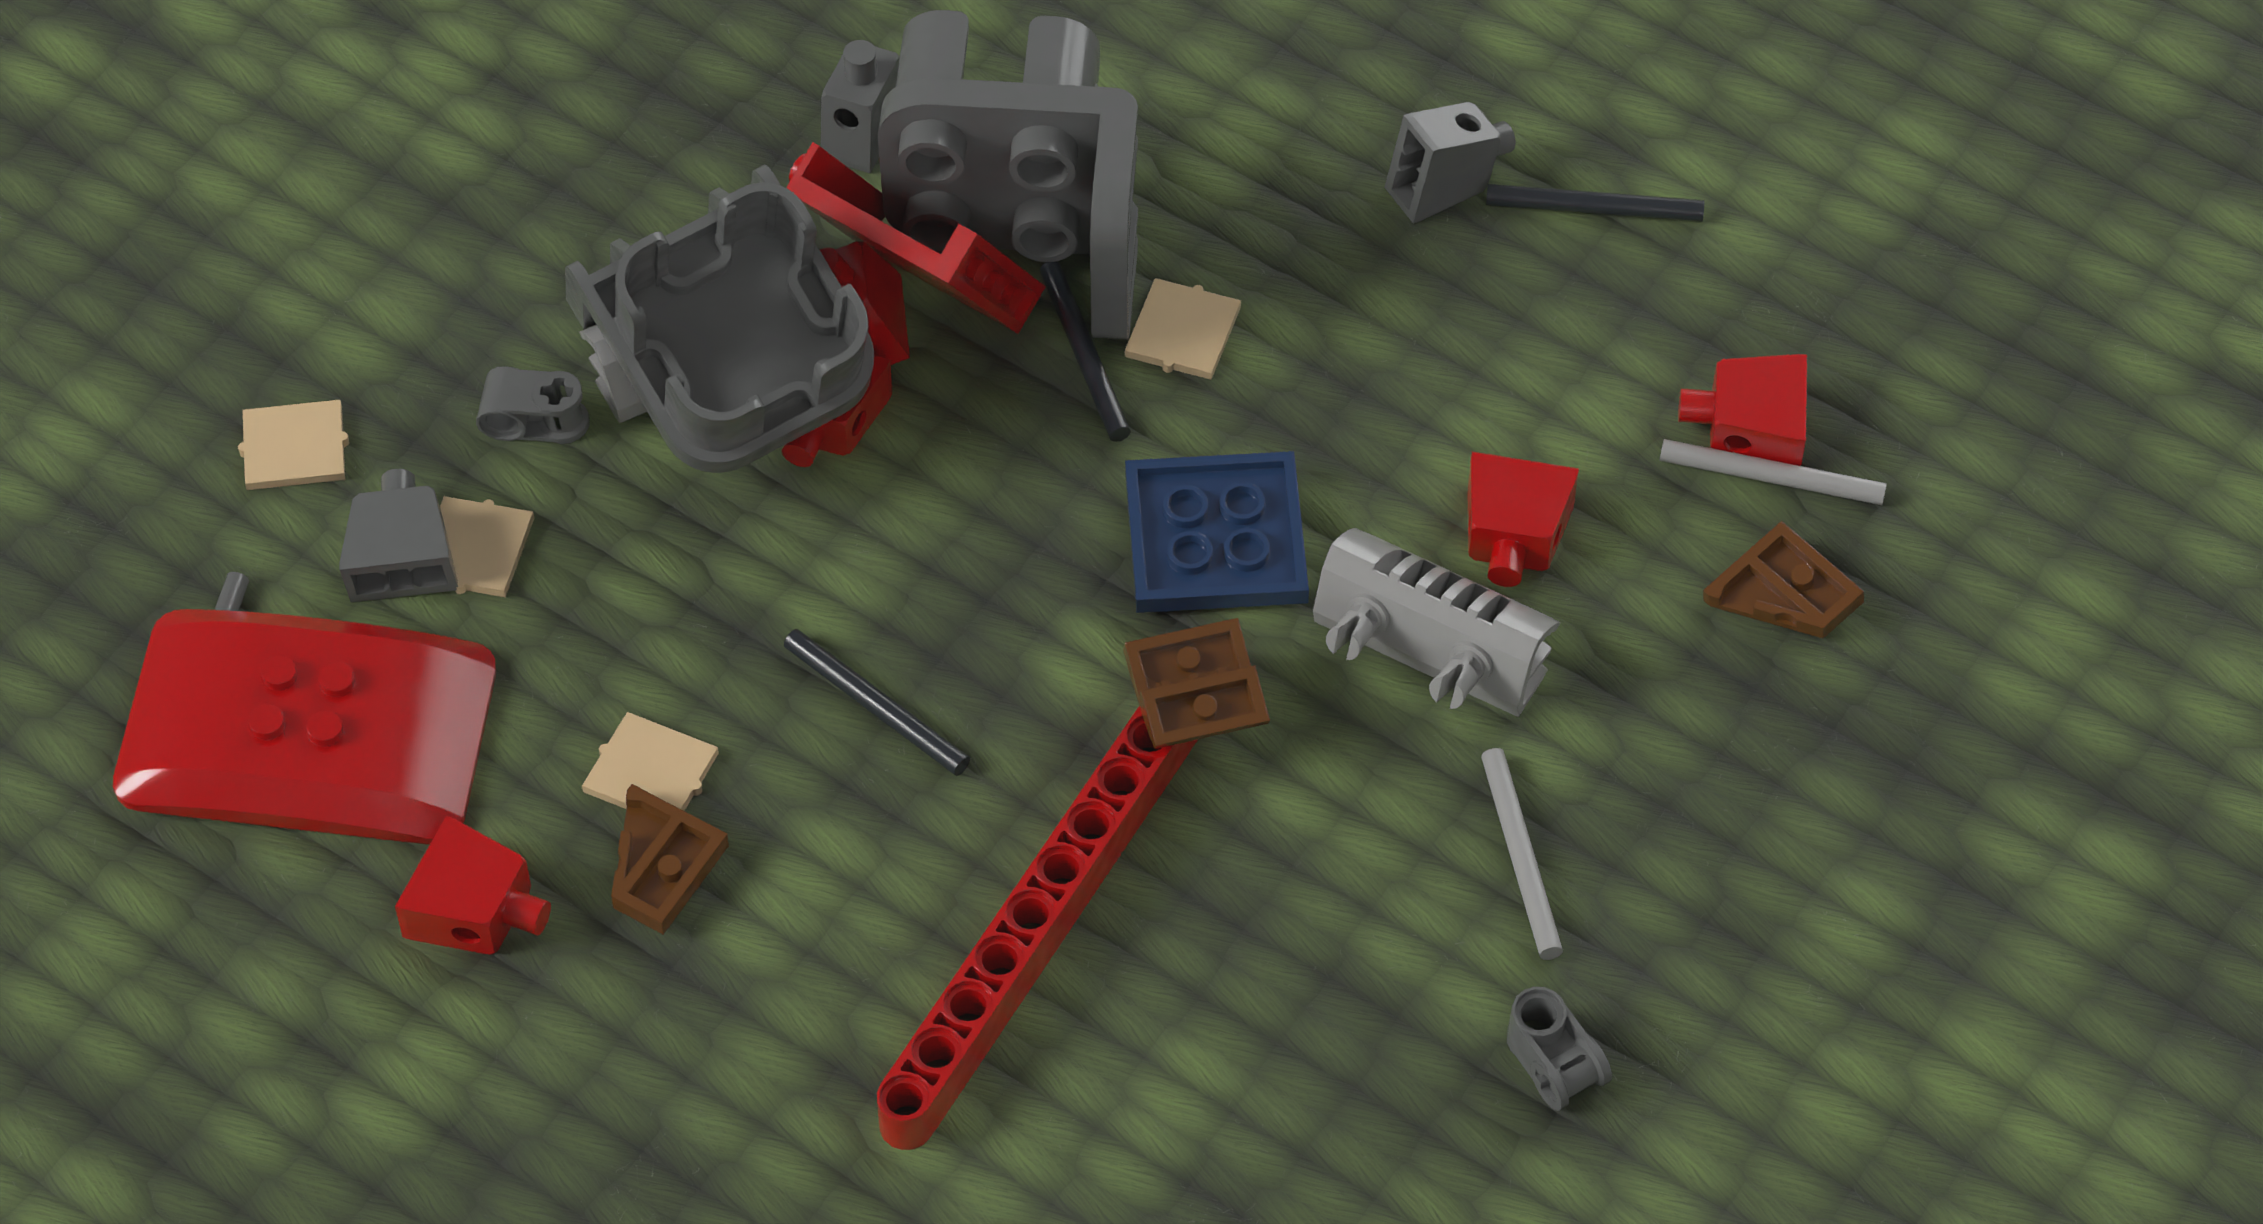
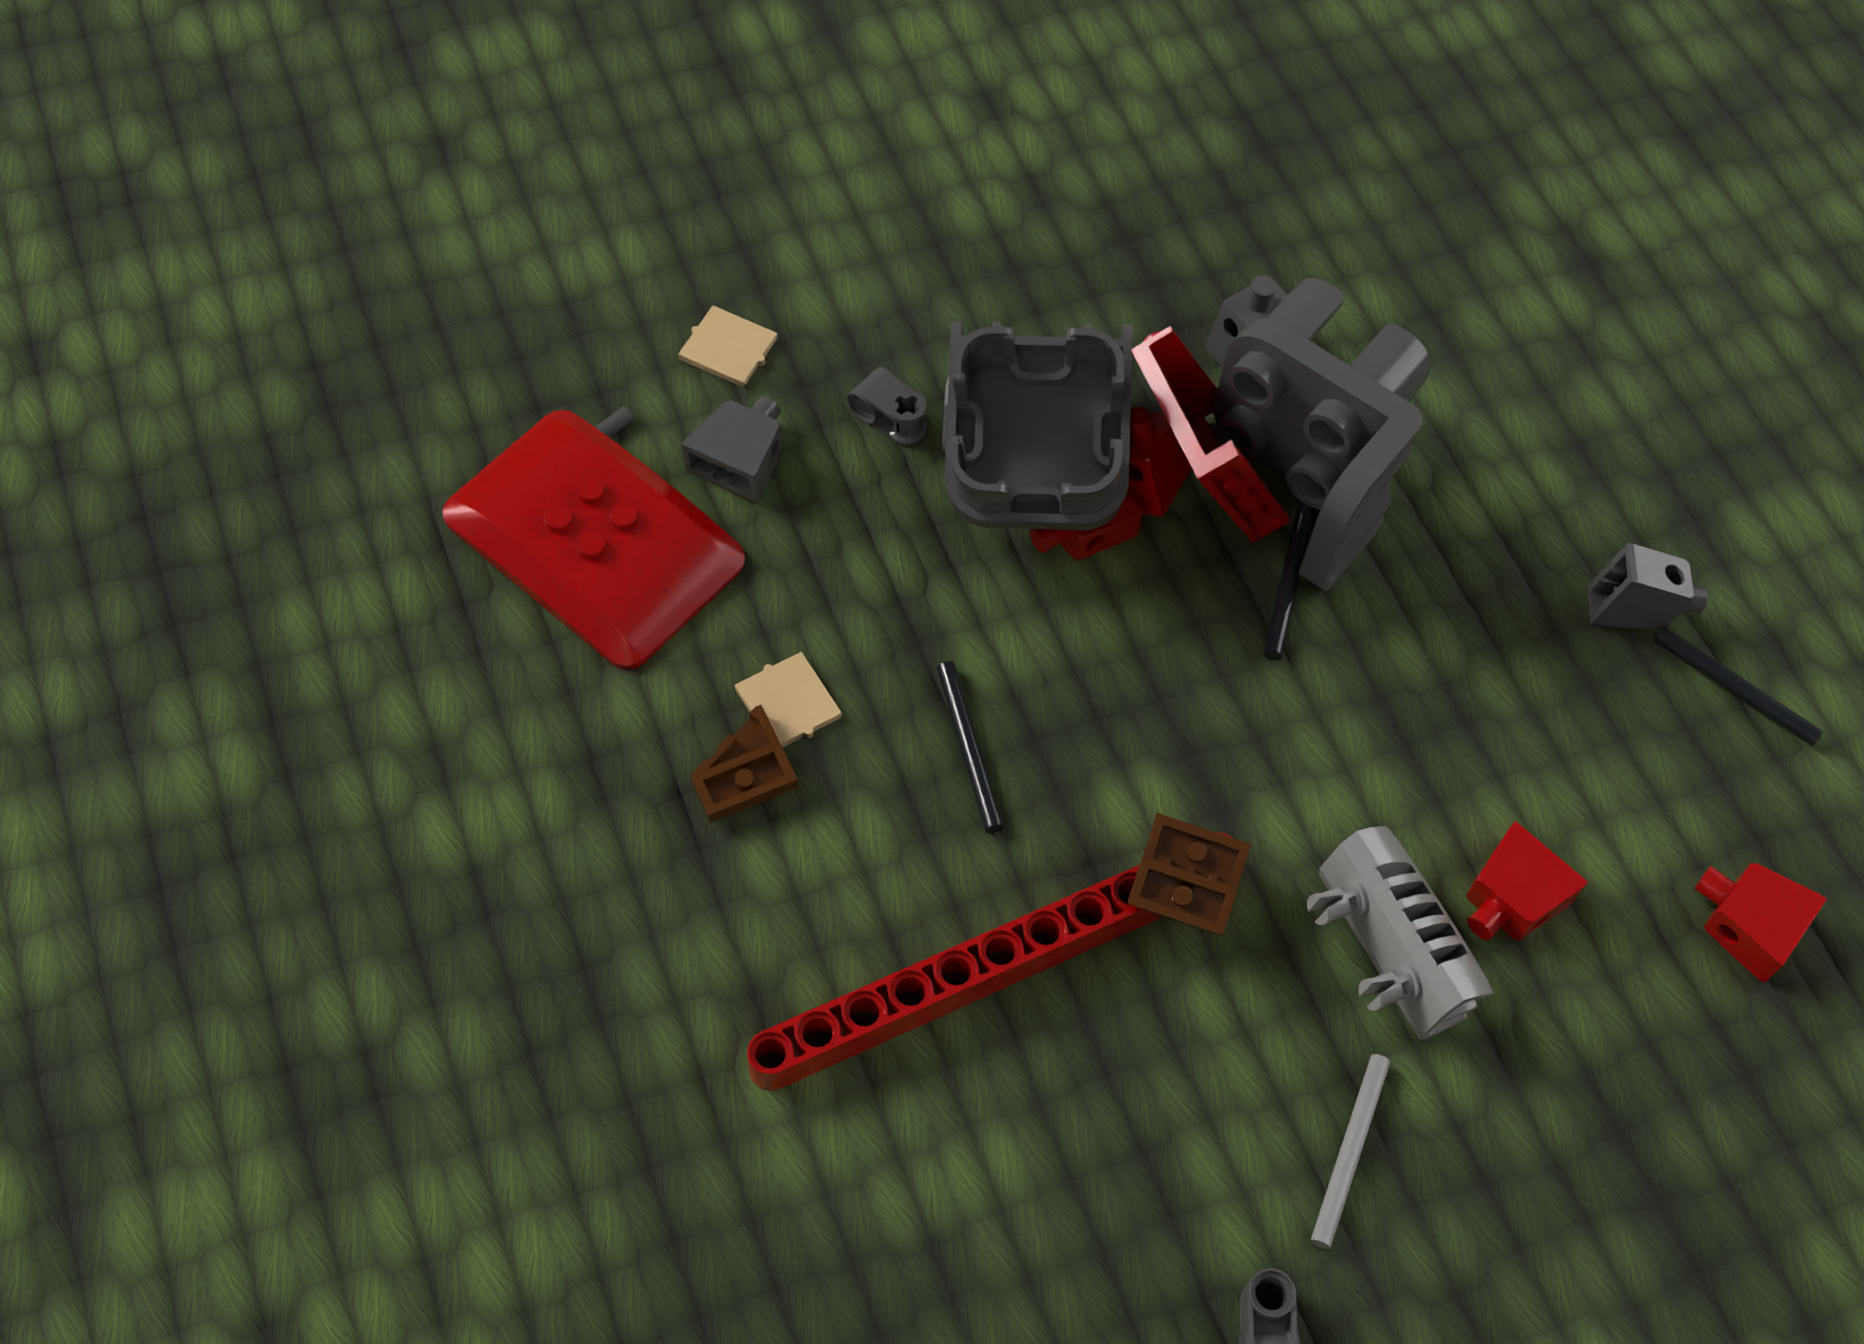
camera: 30 degrees right, 5 degrees up
(469, 893) = (603, 714): red torso -> none
(485, 543) = (796, 481): tan piece -> none
(1183, 328) = (1370, 605): tan piece -> none
(1216, 532) = (1290, 767): dark blue plate -> none
(1773, 472) = (1744, 972): light grey bar -> none
(1786, 586) = (1695, 1068): reddish brown wing -> none

